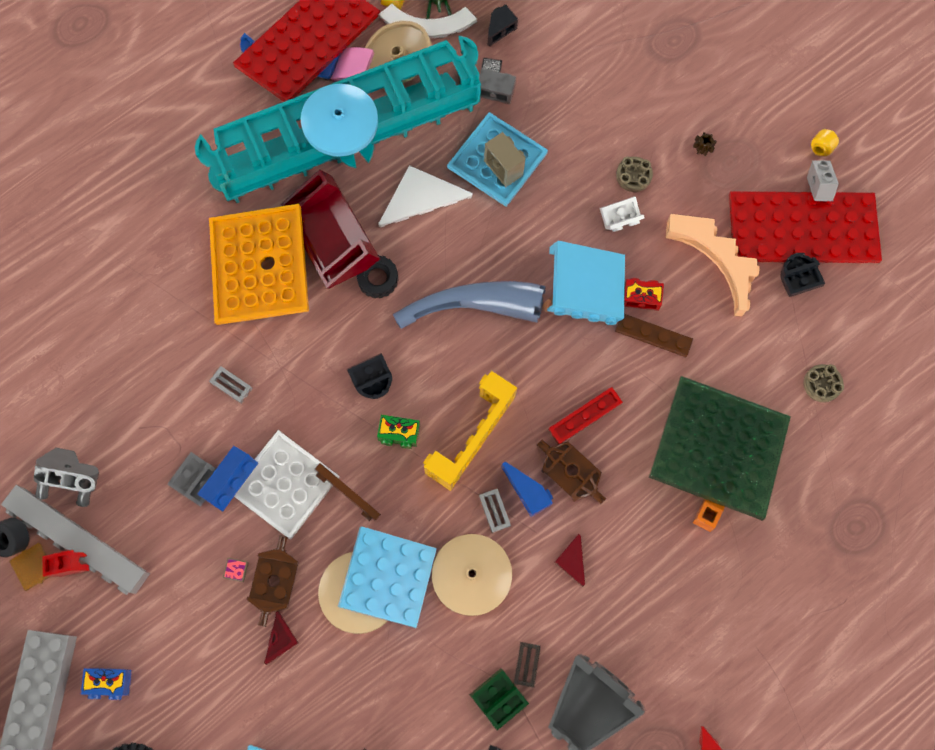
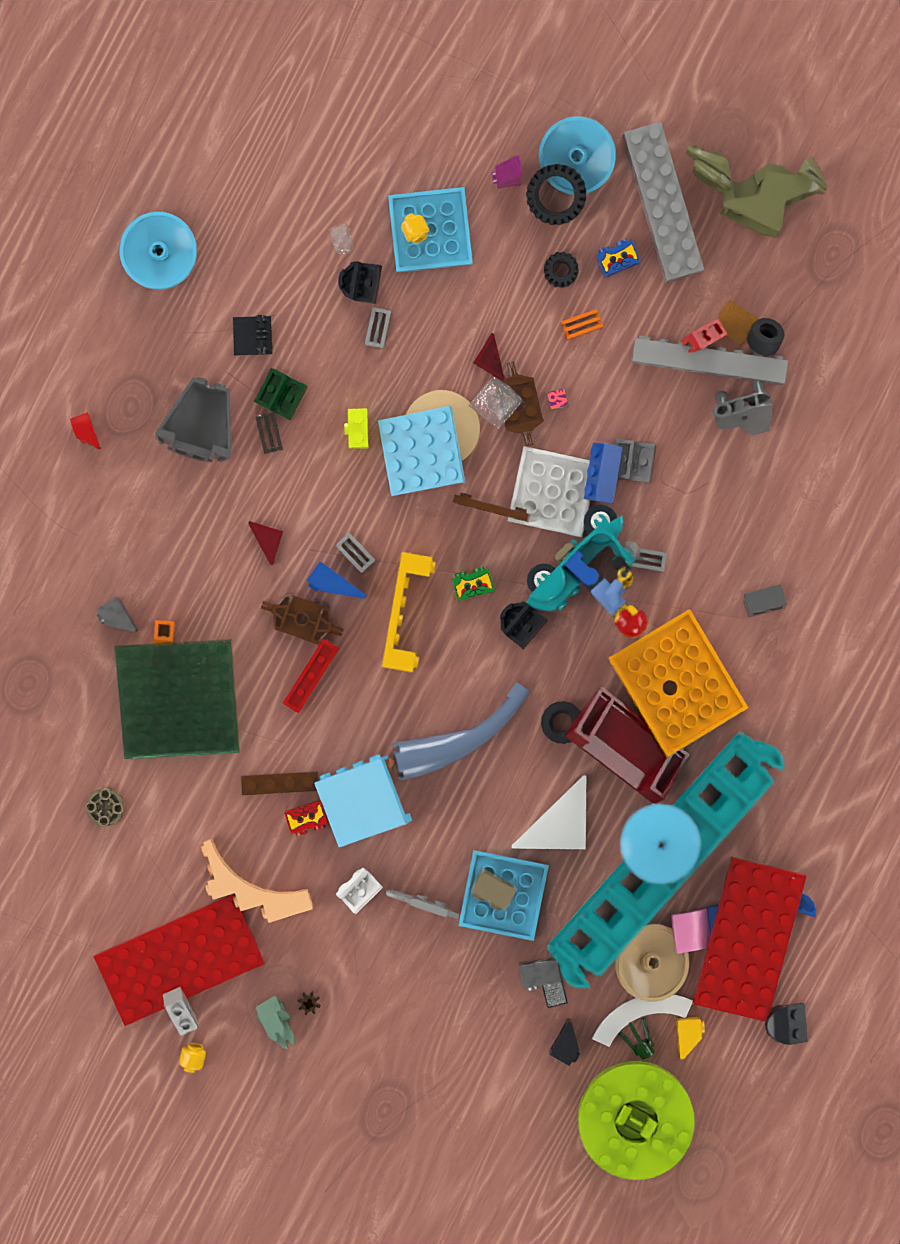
camera: 160 degrees right, 15 degrees up
(145, 300) = (765, 601): none -> dark grey hinge
(154, 694) = (561, 258): none -> black tyre
(158, 630) = (597, 318): none -> orange tile
(294, 592) = (495, 402): none -> clear slope
(325, 393) = (554, 586): none -> piece
(363, 737) = (381, 312): none -> light grey tile
(439, 628) = (357, 428): none -> neon yellow brick
(468, 594) = (352, 506): tan dish -> none
(570, 180) = (421, 902): none -> light grey plate
(634, 174) = (364, 941): dark tan tile -> none
(741, 138) = (274, 1018): none -> sand green piece
(748, 551) = (116, 615): none -> flat silver slope
(801, 274) = (165, 905): black slope -> none

